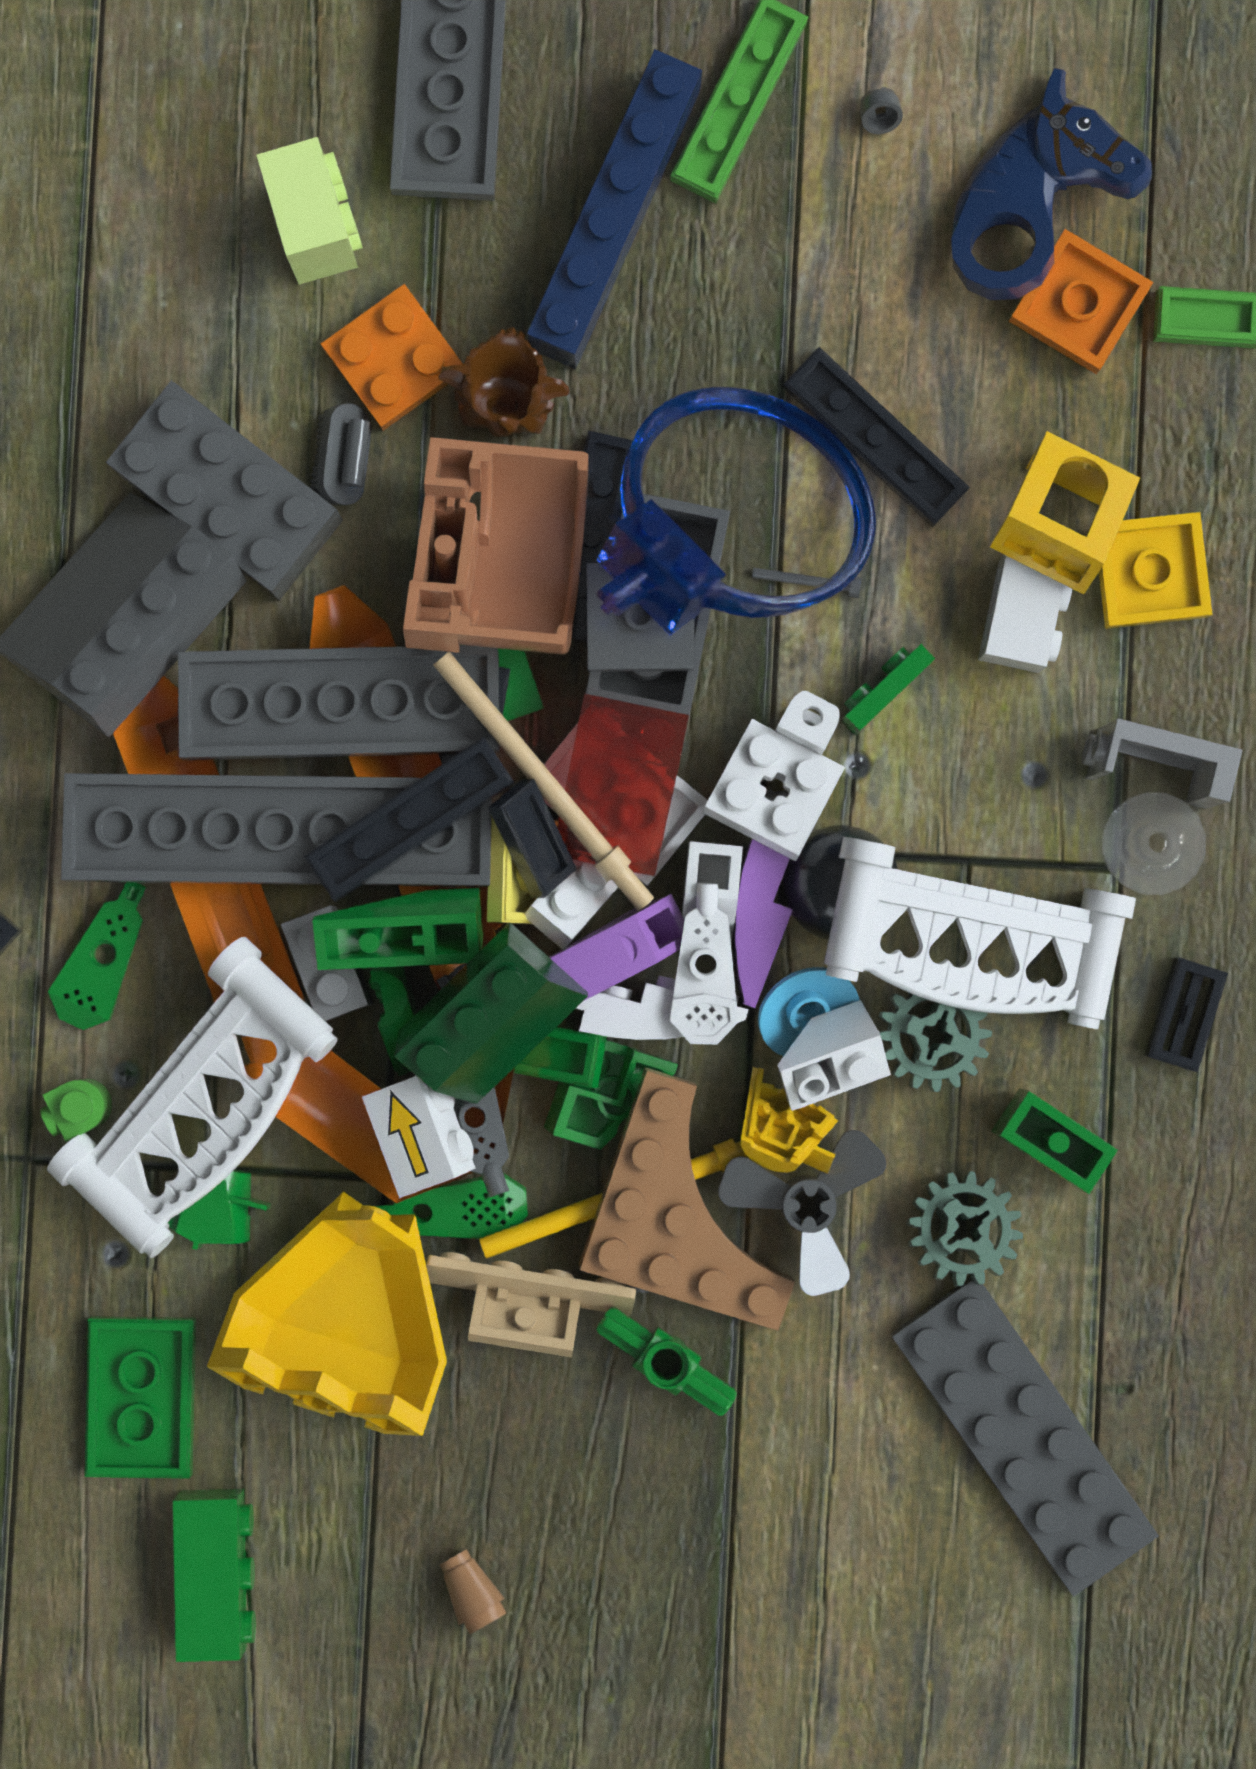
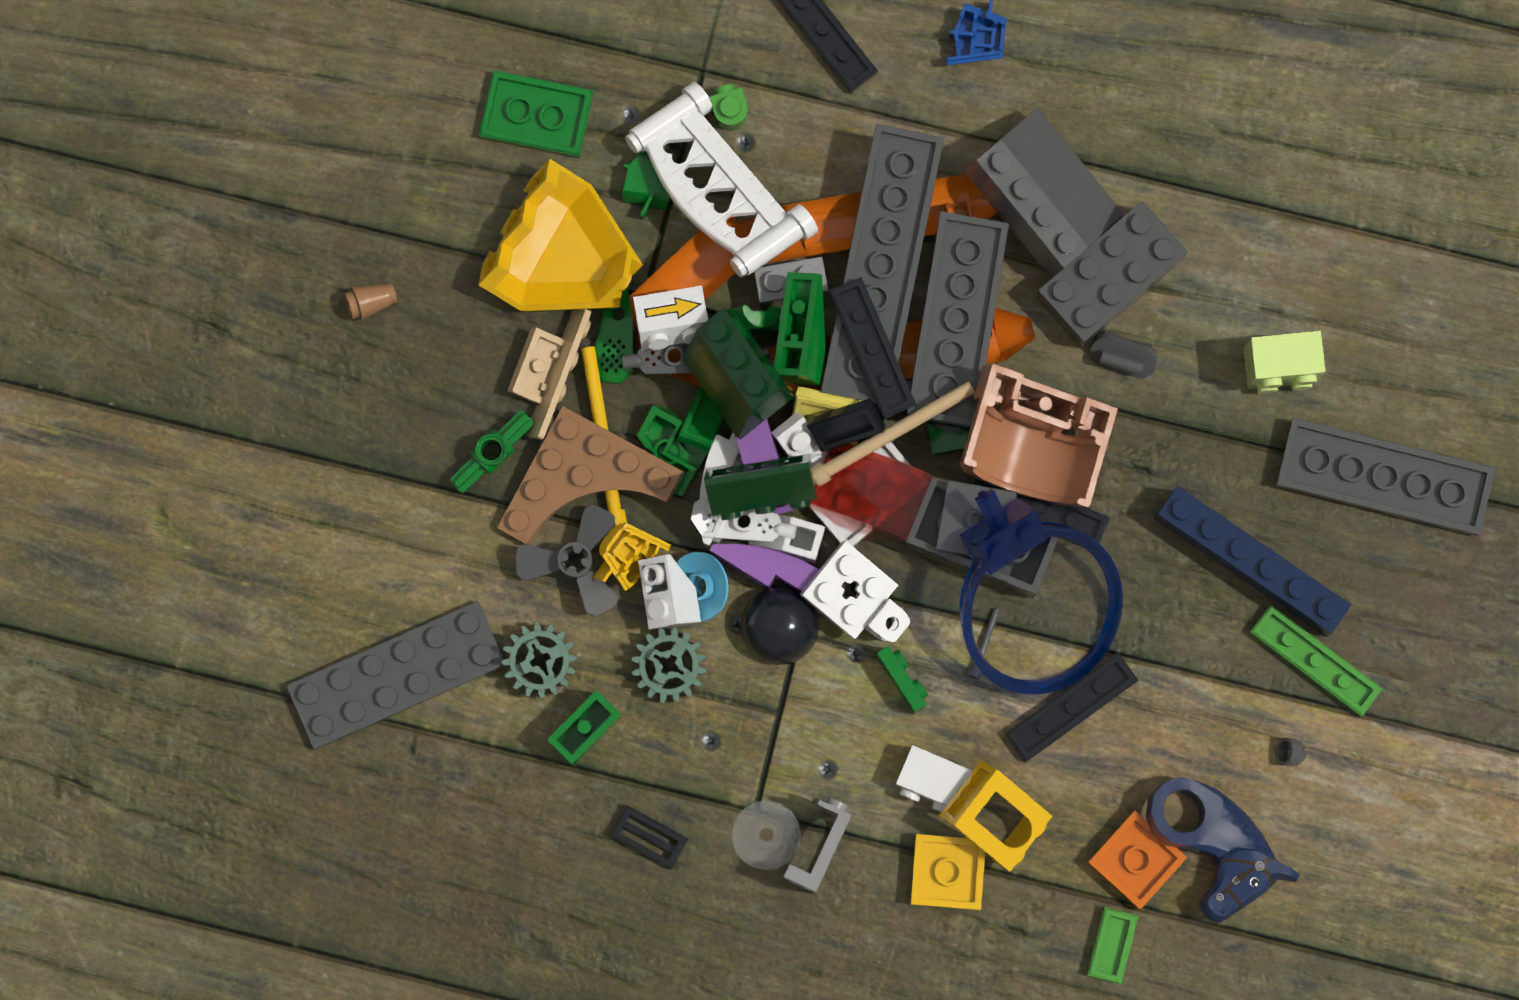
camera: 110 degrees right, 5 degrees down
(91, 977) = (813, 131): green piece -> none
(212, 1575) = (415, 138): green brick -> none
(391, 356) = (1182, 400): orange plate -> none
(504, 386) = (1147, 466): reddish brown hair -> none
(653, 948) = (760, 486): none -> dark green slope
(877, 895) = (766, 638): white piece -> none

